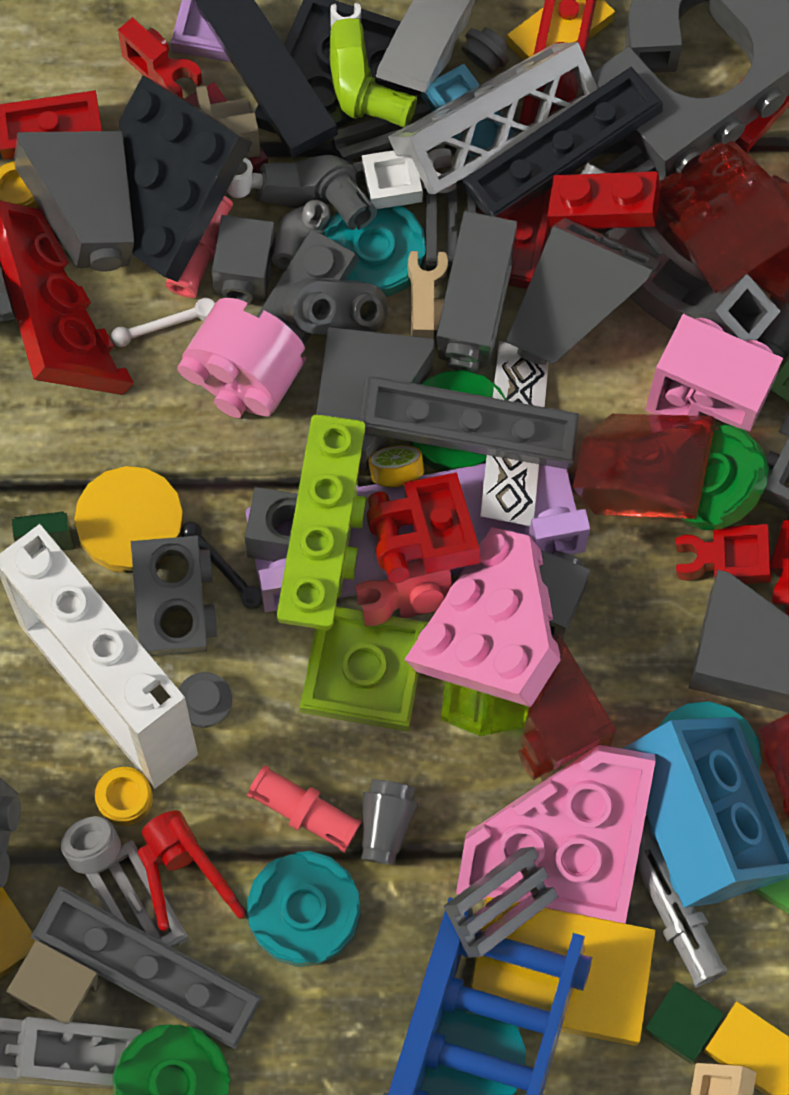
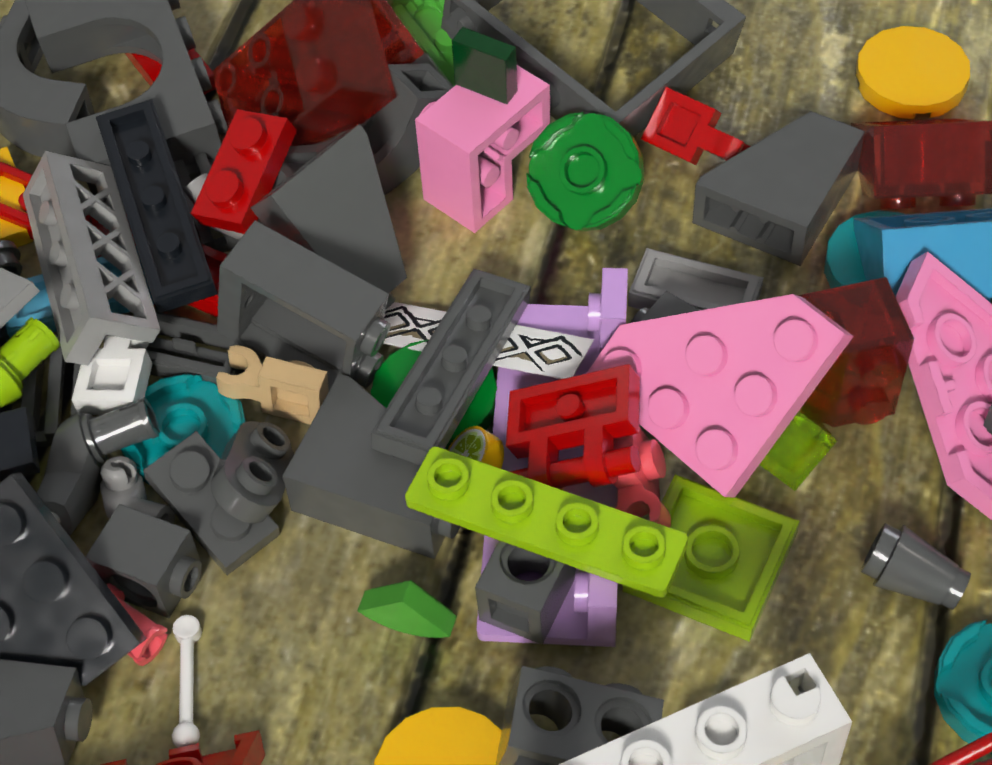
camera: 70 degrees left, 15 degrees down
(243, 359) = (288, 576): bright pink brick -> none
(251, 595) = (587, 661): black hinge -> none
(253, 455) = (408, 610): none -> bright green tile
(304, 808) = (885, 651): coral pin -> none
(627, 604) = (692, 281): none -> light grey tile
(645, 465) = (551, 225): clear red slope -> none
(735, 549) = (668, 188): red plate -> none
(742, 349) = (484, 65): none -> dark green tile

